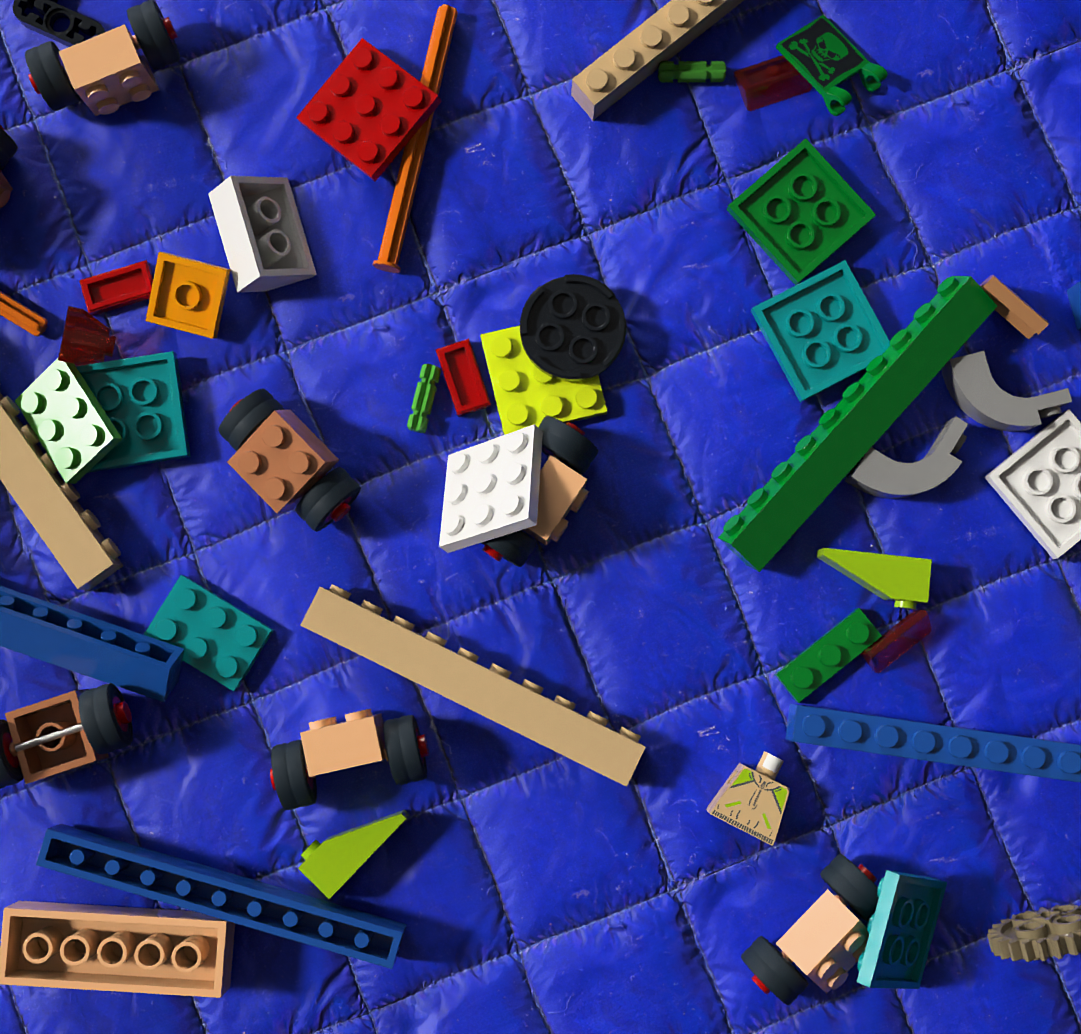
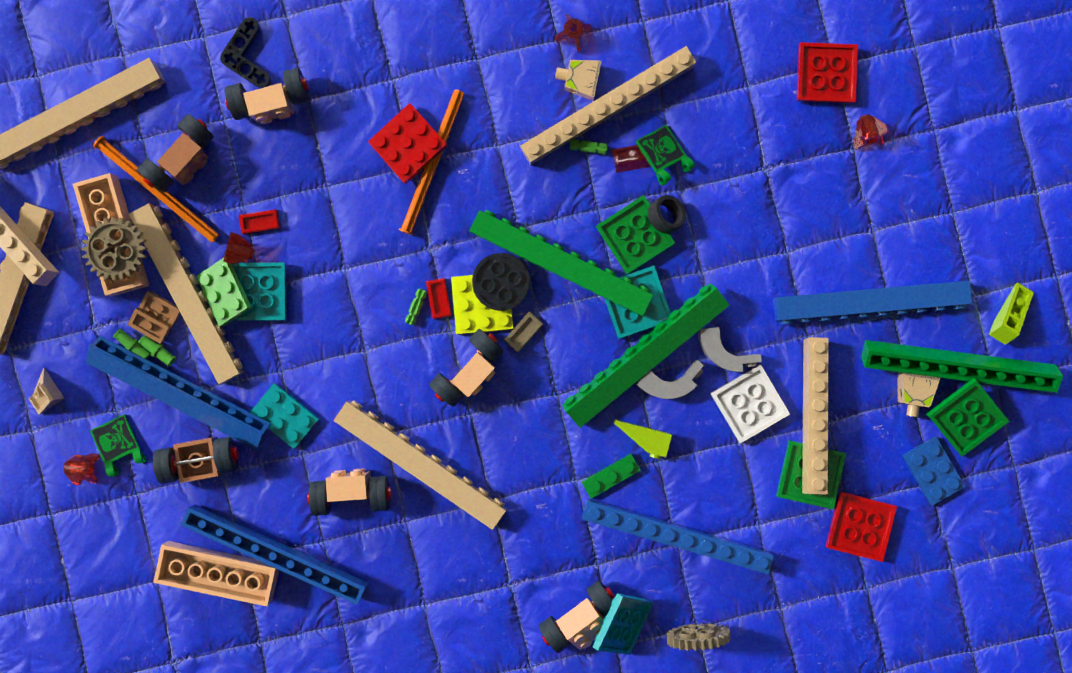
camera: 10 degrees right, 5 degrees up
(187, 295) = (296, 232): light orange plate -> none
(261, 232) = (340, 204): white slope -> none
(286, 461) = (337, 332): brick -> none
(341, 855) = (339, 542): lime slope -> none
(492, 489) = (443, 364): white plate -> none
(626, 415) = (523, 331): none -> dark tan tile
(680, 278) = (561, 263): none -> green brick
(753, 799) = (558, 545): tan torso -> none
(842, 175) = (674, 206): none -> black tyre
(897, 640) = (648, 473): slope -> none
(1013, 308) = (737, 306): medium nougat slope -> none

